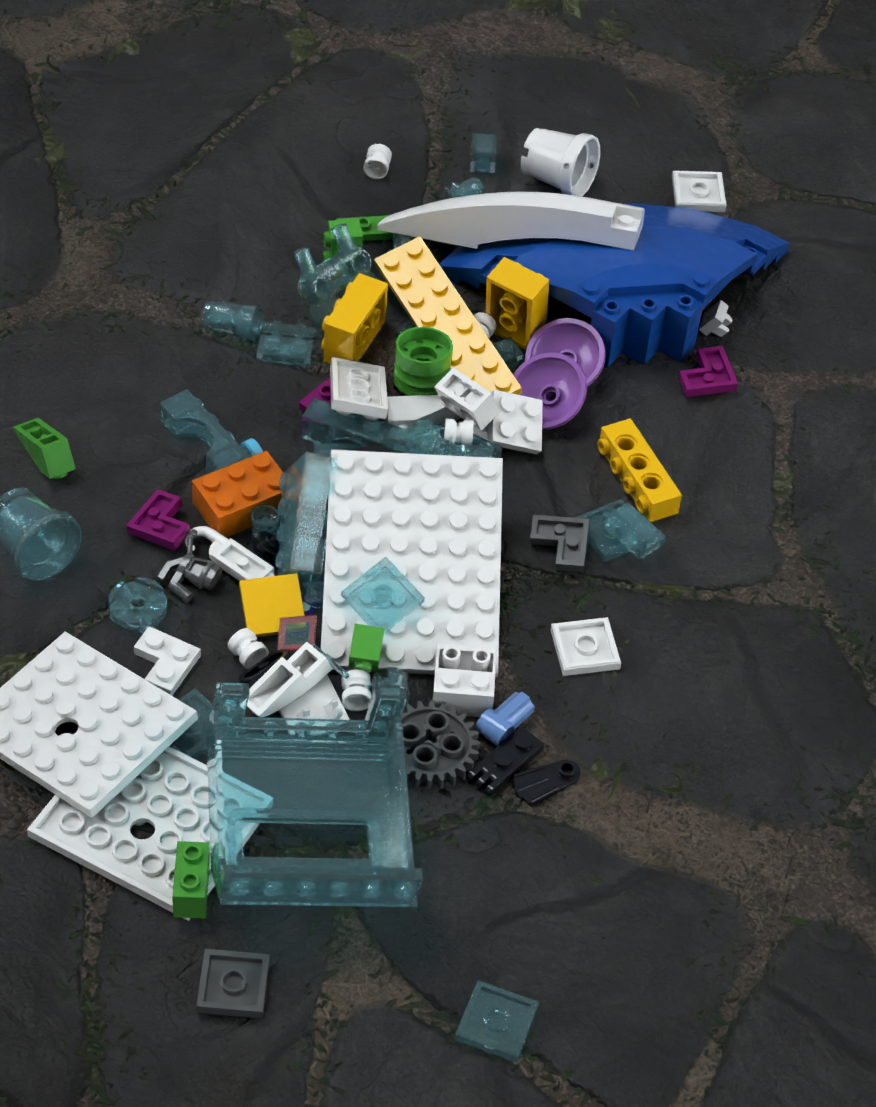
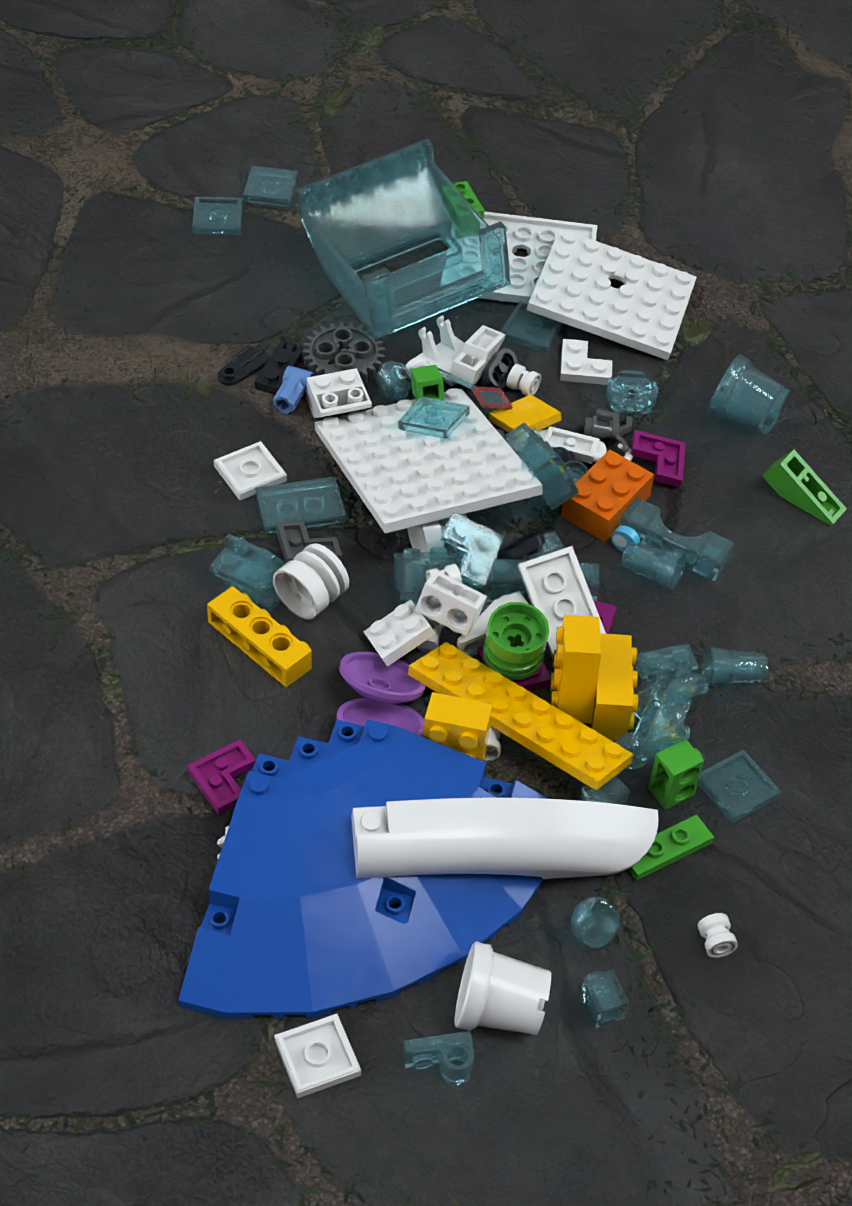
camera: 160 degrees right, 0 degrees up
(240, 417) = (654, 563): none -> clear light blue plant
(281, 244) = (738, 786): none -> clear light blue tile
(382, 319) = (577, 666): none -> yellow brick
(407, 1051) = (270, 186): none -> clear light blue tile
(548, 592) = (310, 501): none -> clear light blue tile
(577, 485) = (311, 581): none -> white wheel
(616, 160) = (441, 1050): none -> clear light blue plate

